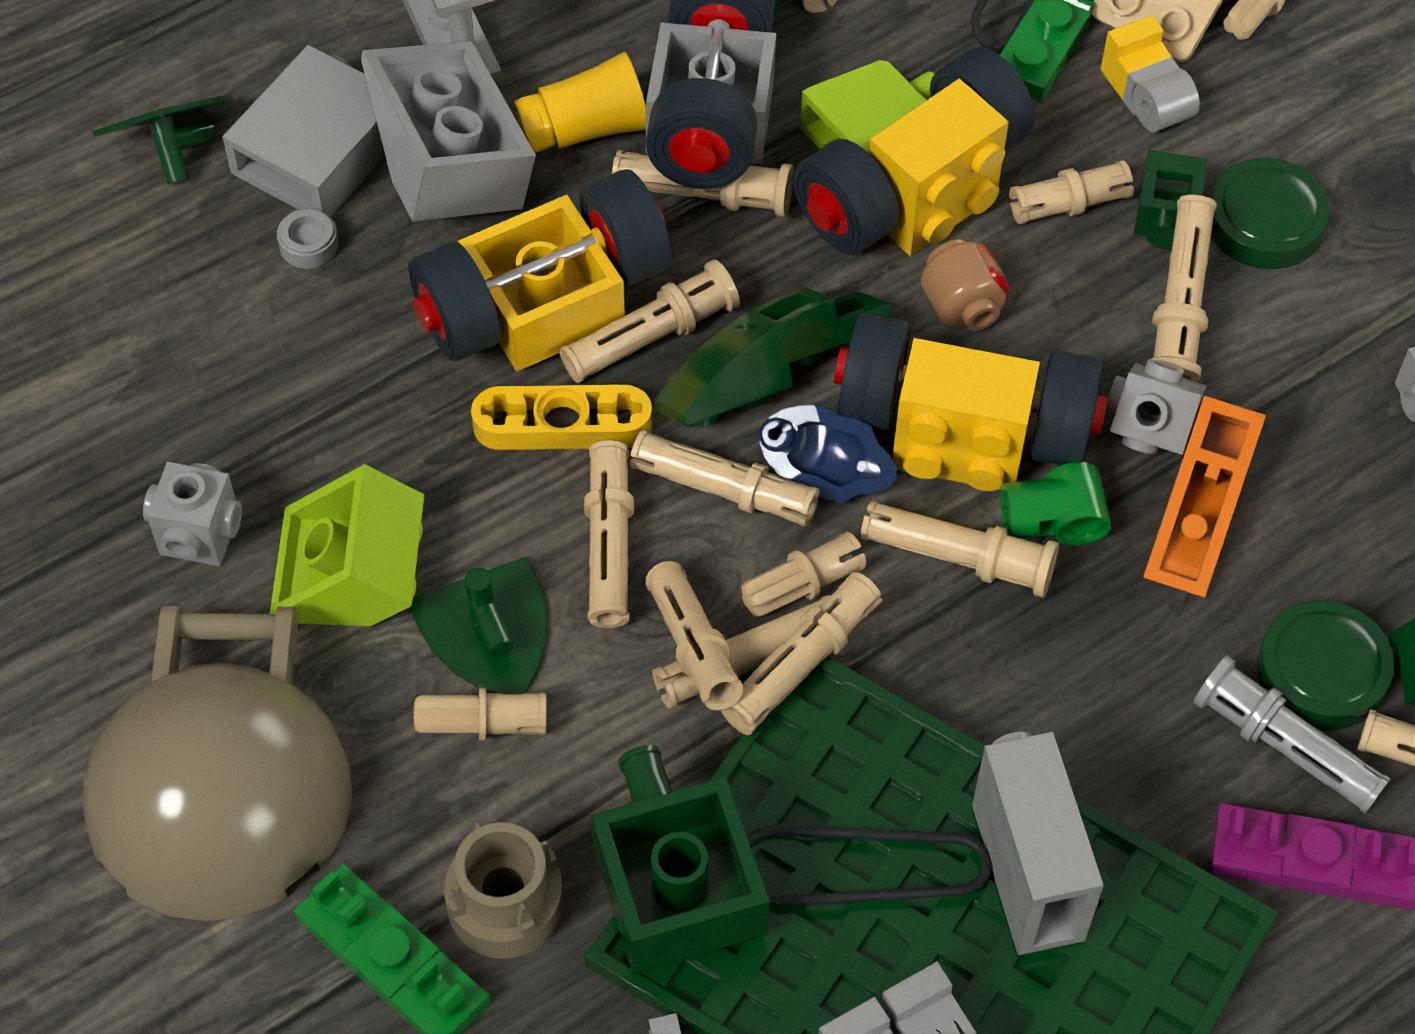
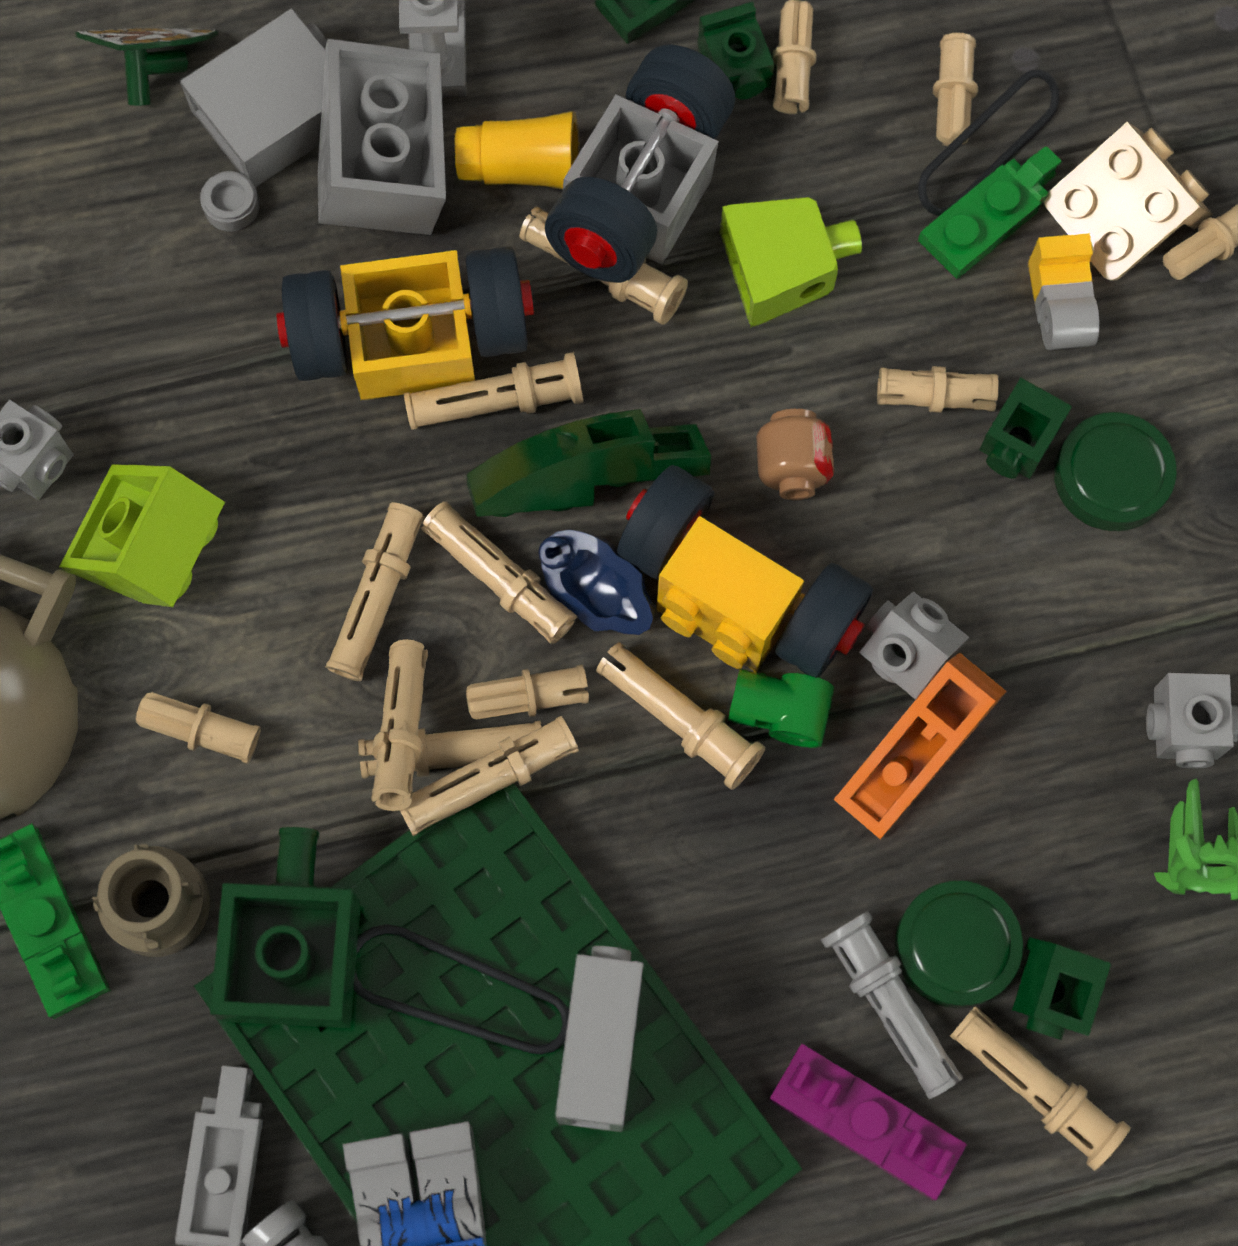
camera: 20 degrees right, 15 degrees up
(487, 626) = (242, 640): dark green shield -> none
(543, 399) = (337, 459): yellow beam -> none
(923, 167) = (808, 324): brick -> none
(1181, 316) = (976, 559): tan pin -> none

